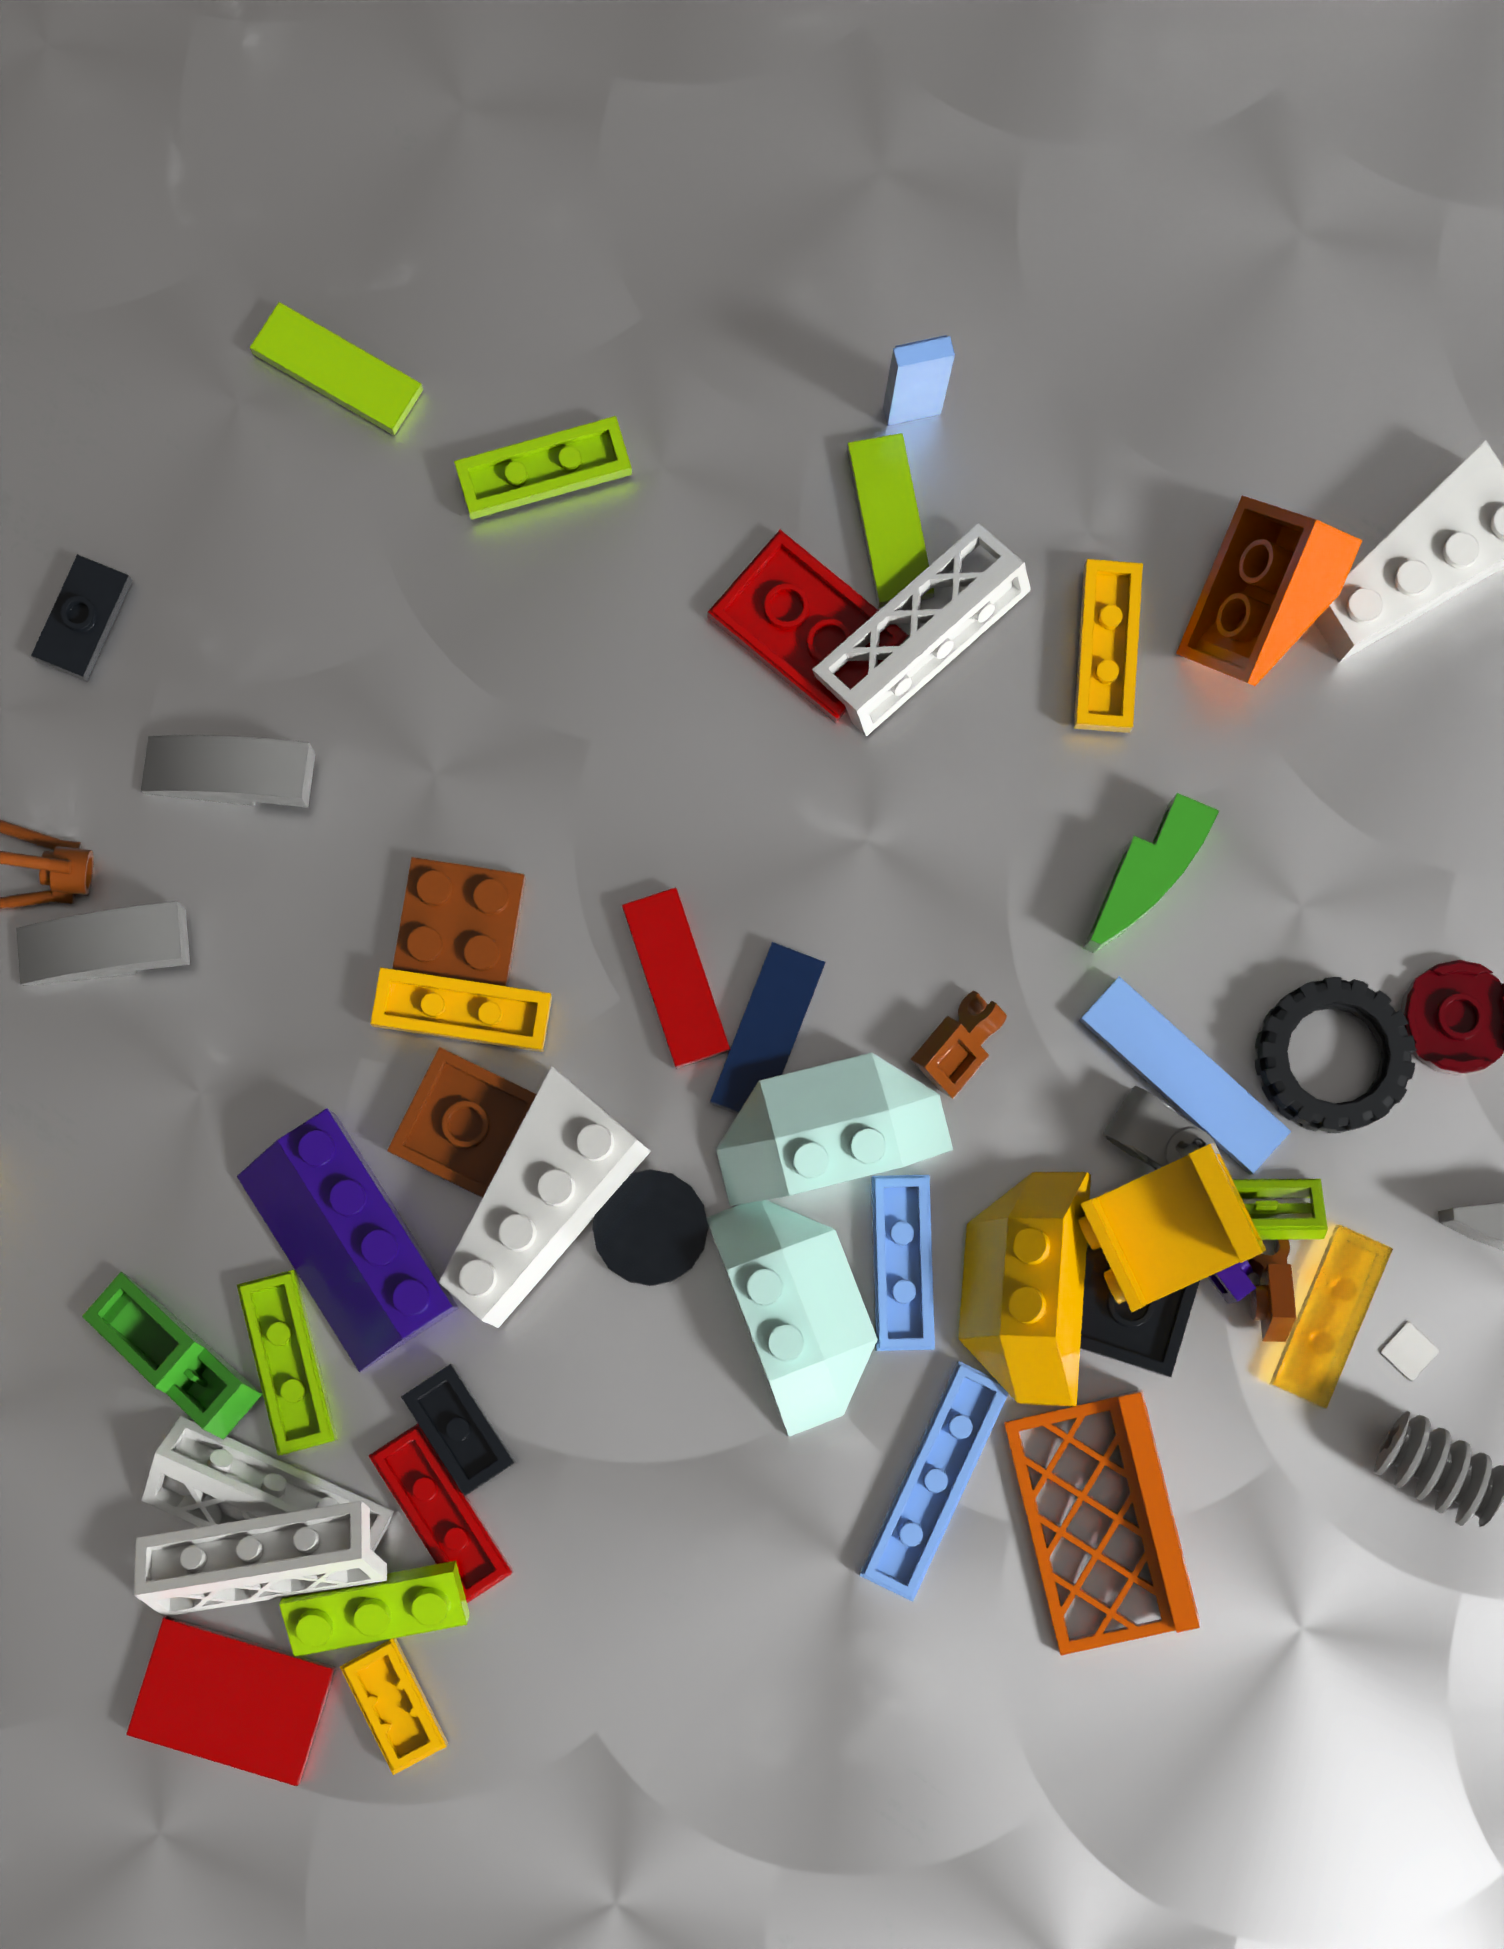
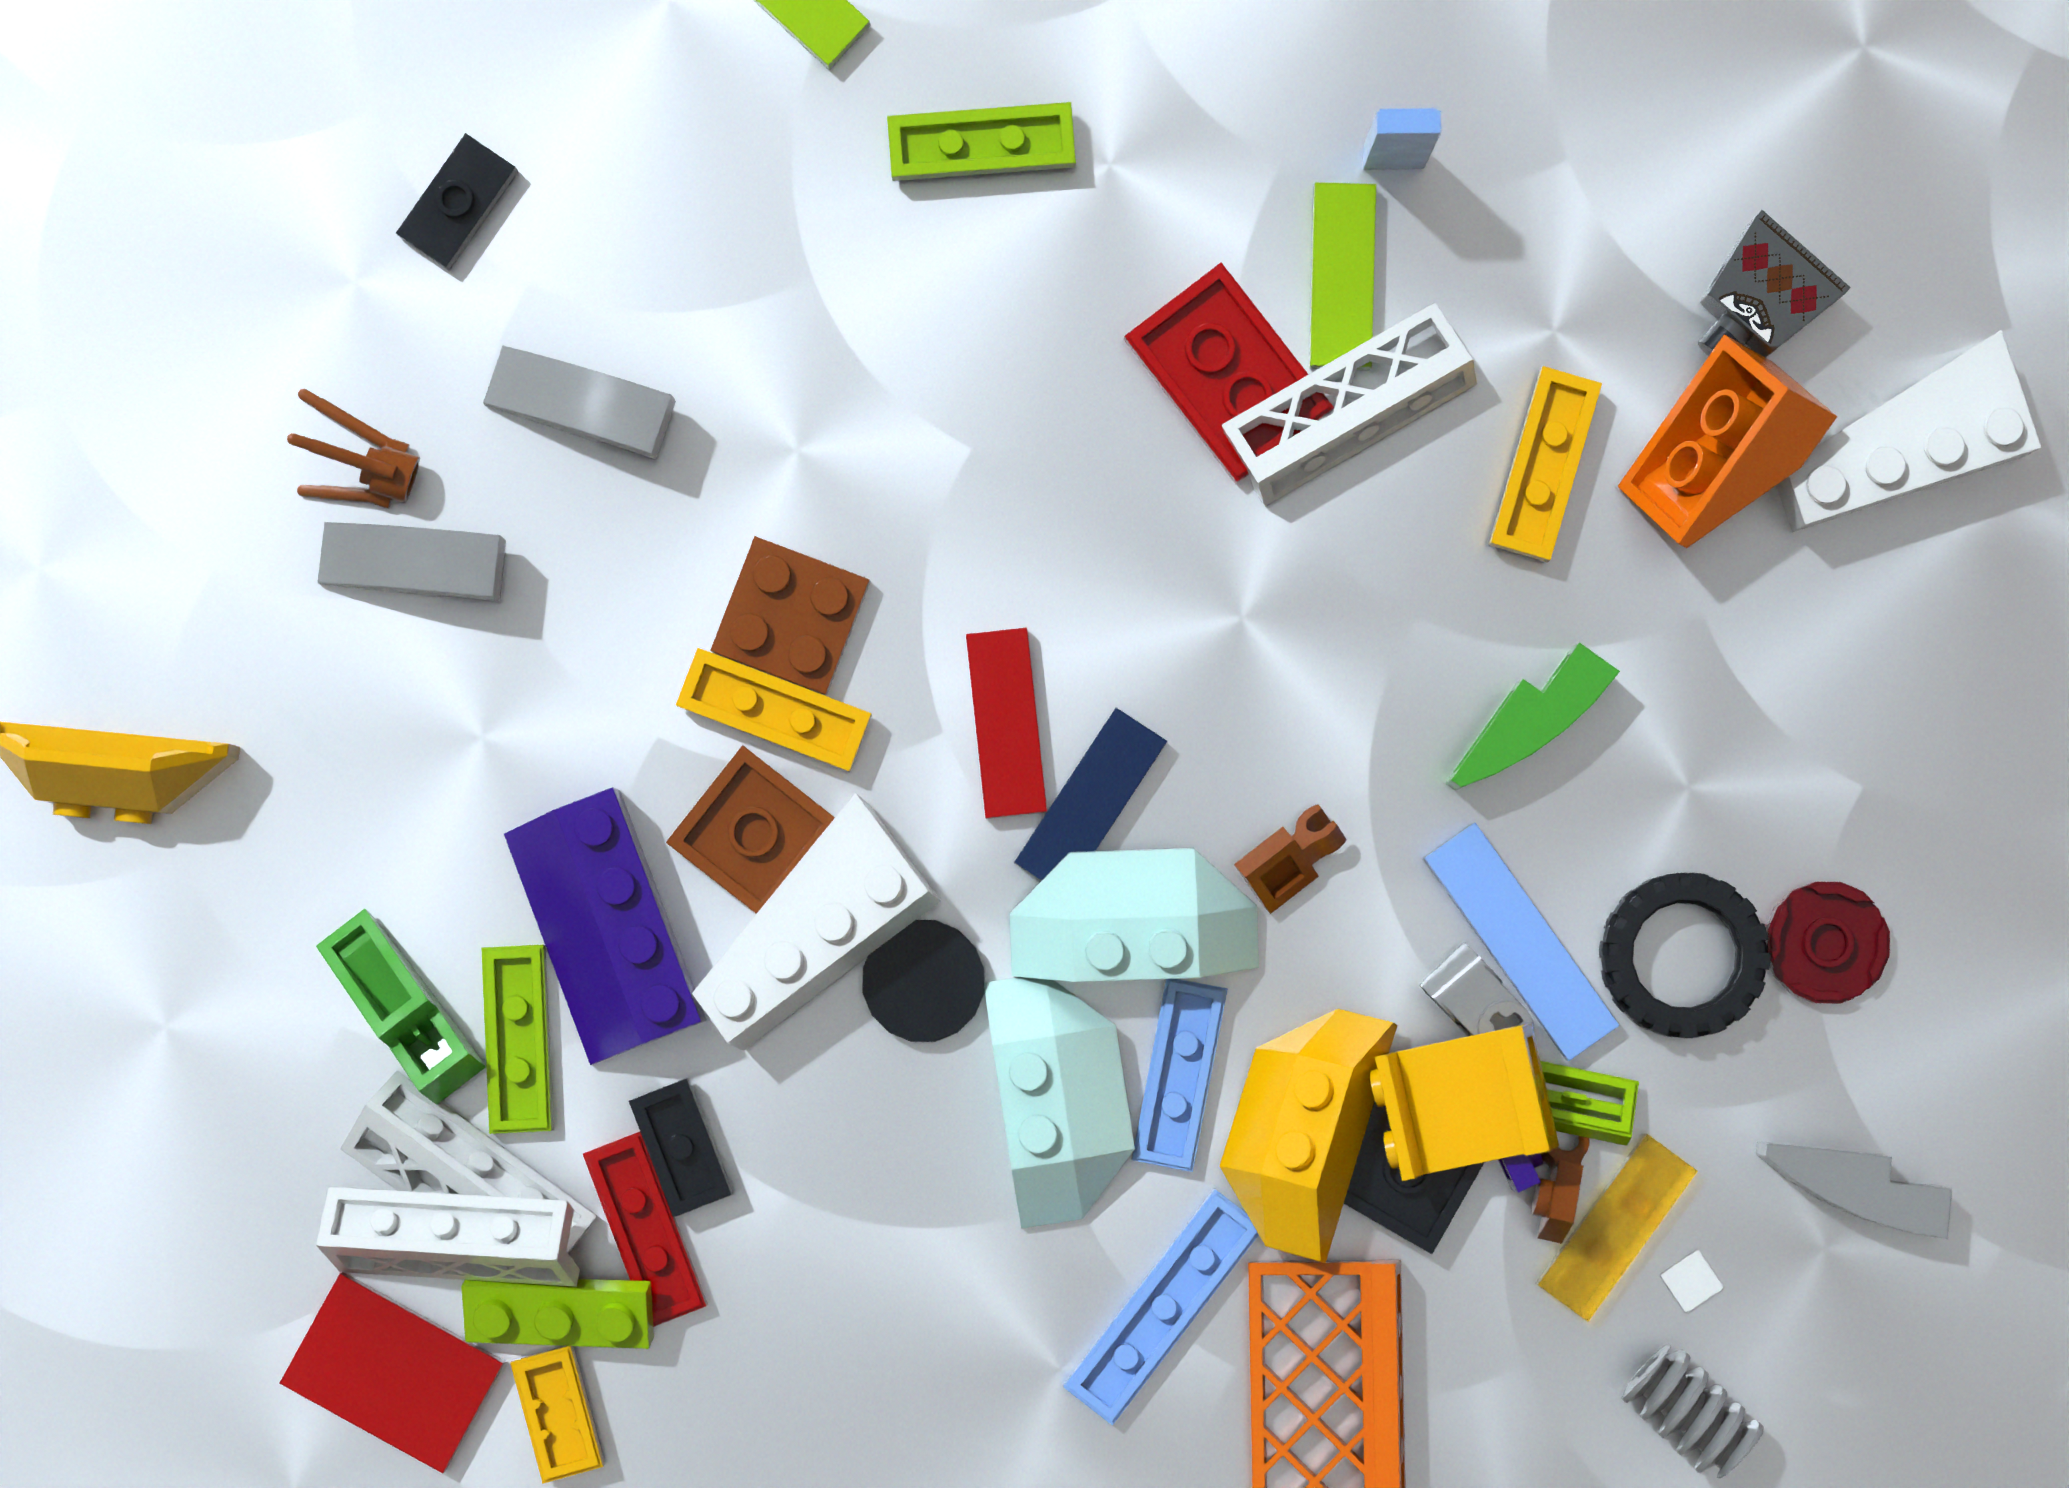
camera: 20 degrees right, 5 degrees up
(1270, 450) = (1768, 289): none -> dark grey torso

